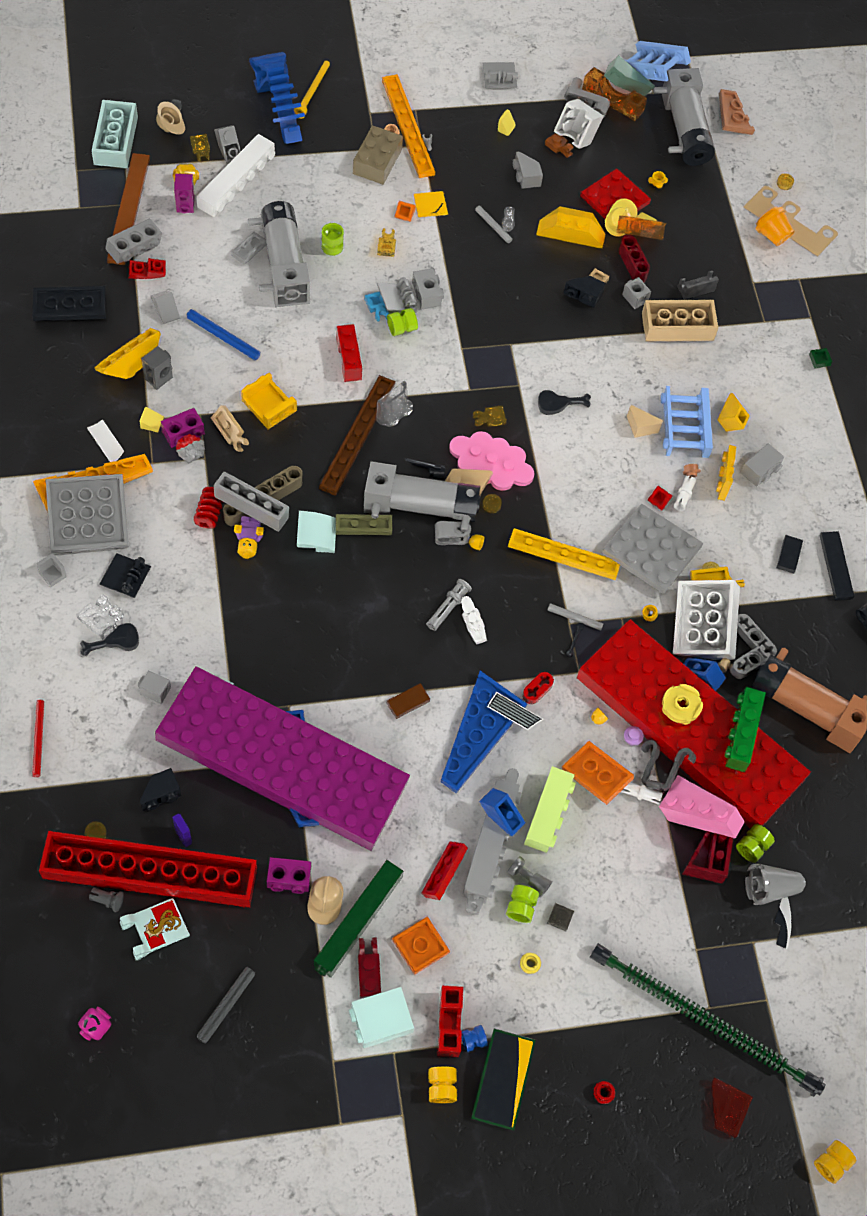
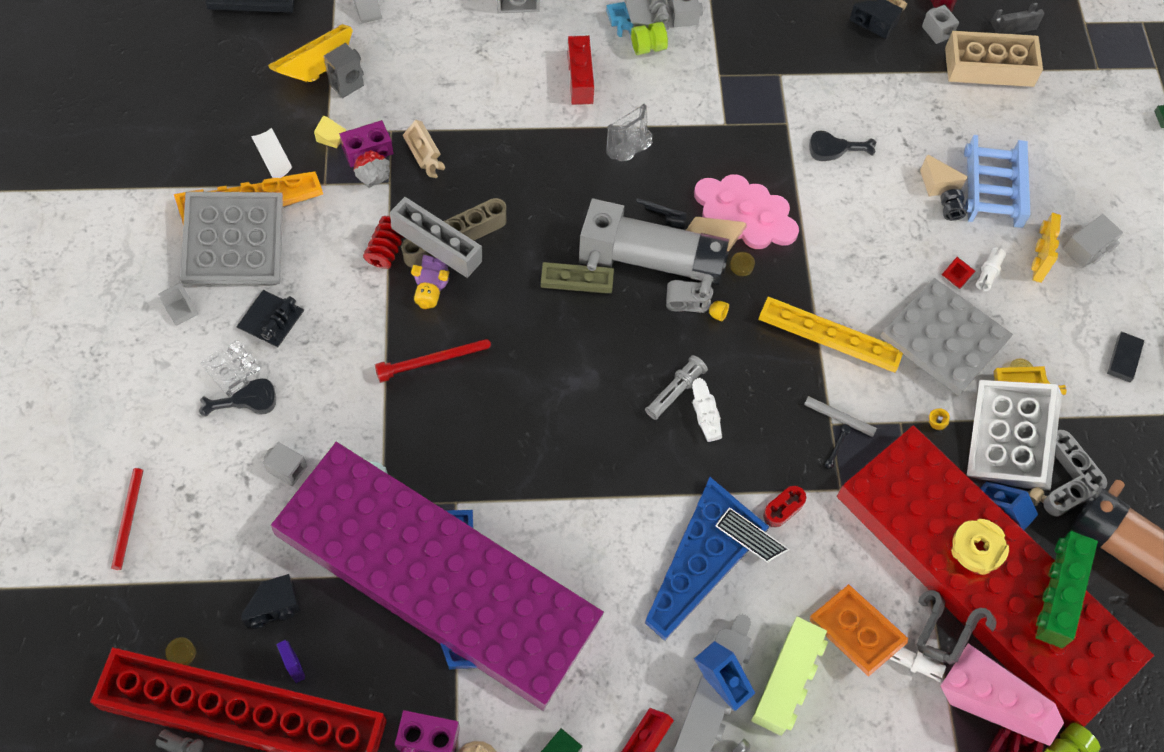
camera: 10 degrees right, 0 degrees up
(222, 610) = (386, 371): none -> red piece
(223, 334) = (431, 39): blue axle -> none
(268, 401) = (475, 120): yellow panel -> none
(316, 531) = (516, 282): light aqua slope -> none
(356, 437) = (576, 174): reddish brown tile -> none
(408, 701) = (612, 509): reddish brown tile -> none
(492, 415) = (751, 157): clear yellow plate -> none
(598, 717) = (863, 552): yellow hinge -> none
(633, 735) = (909, 582): lavender plate -> none
(653, 442) = (953, 204): none -> black wheel
(691, 470) = (1000, 240): nougat plate -> none
(733, 415) = (1057, 176): yellow slope -> none

